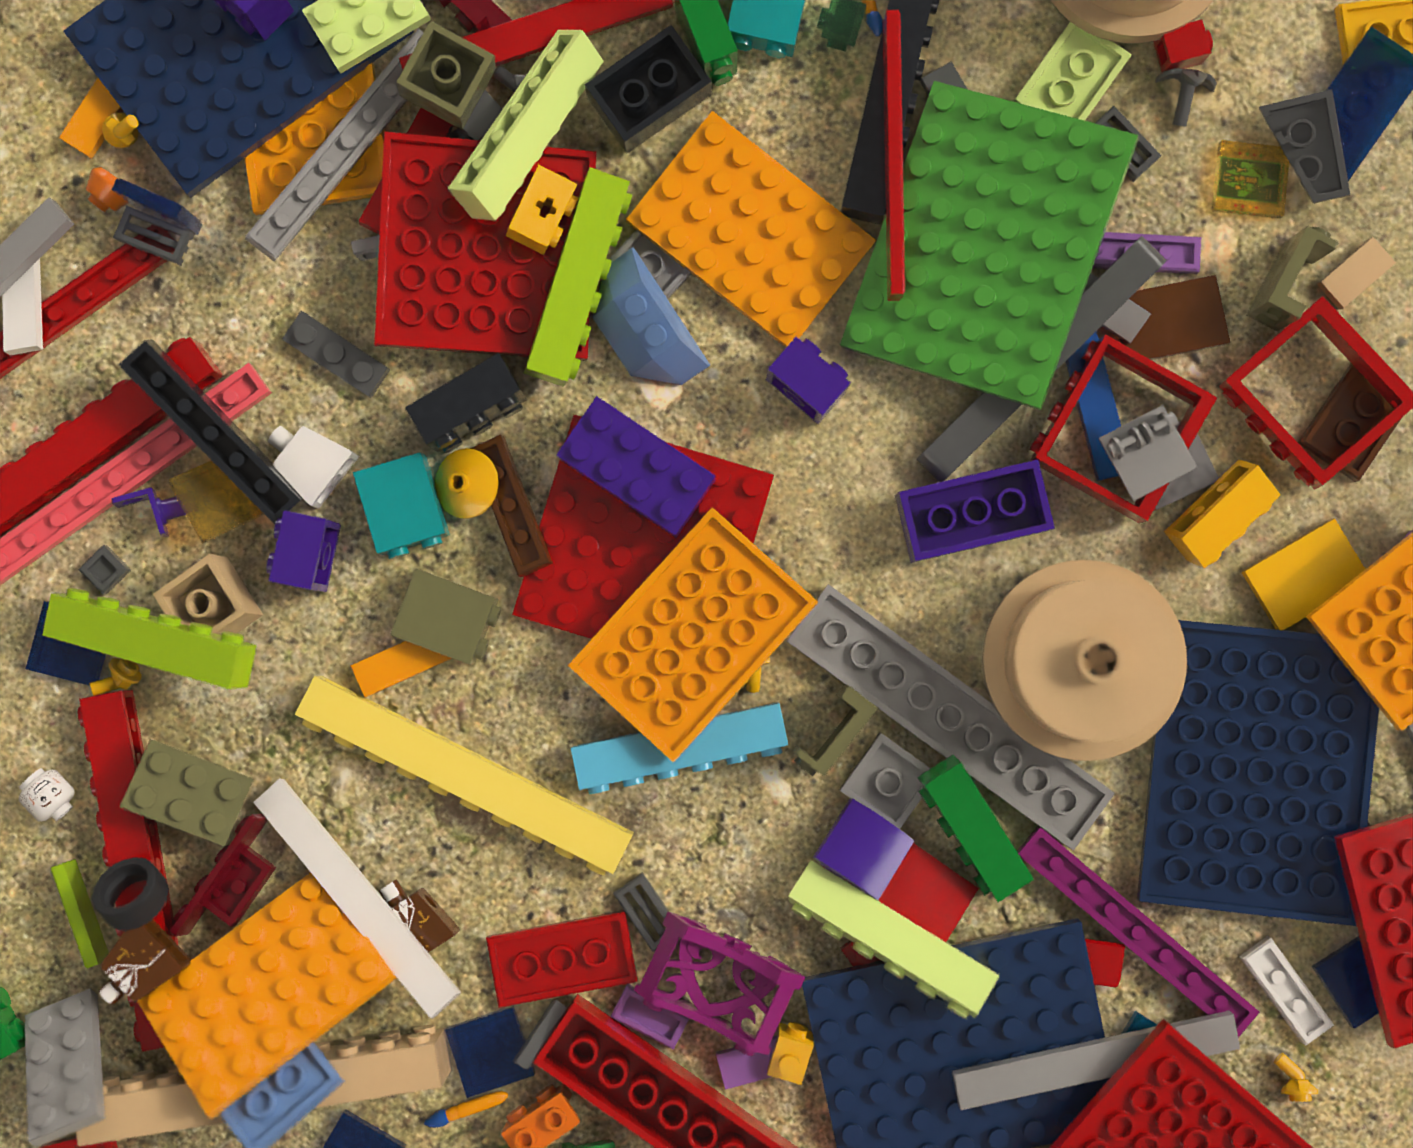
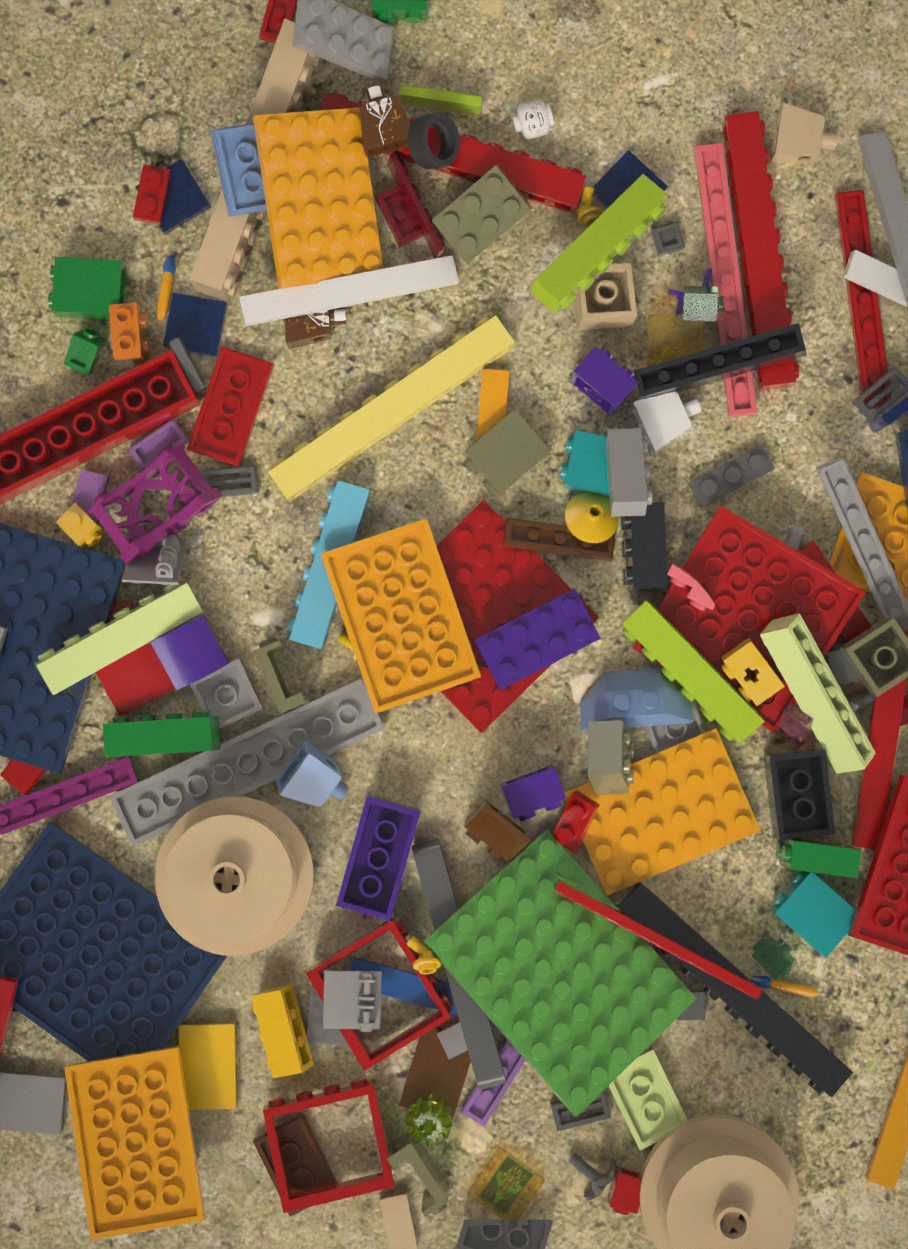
camera: 115 degrees right, 0 degrees up
(156, 488) = (702, 303): none -> clear green brick
(393, 466) = (627, 472): none -> light grey brick
(486, 319) = (697, 593): none -> coral slope
(575, 131) = (796, 726): none -> clear pink plate
(724, 316) = (610, 757): none -> olive brick
(787, 939) = (158, 566): none -> light grey hinge
(813, 317) = (575, 821): none -> red plate
(873, 396) = (497, 831): none -> reddish brown slope
(927, 635) = (311, 777): none -> medium blue torso
(1060, 393) = (426, 962): none -> yellow plate
(1229, 298) = (427, 1130): none -> clear neon green gear

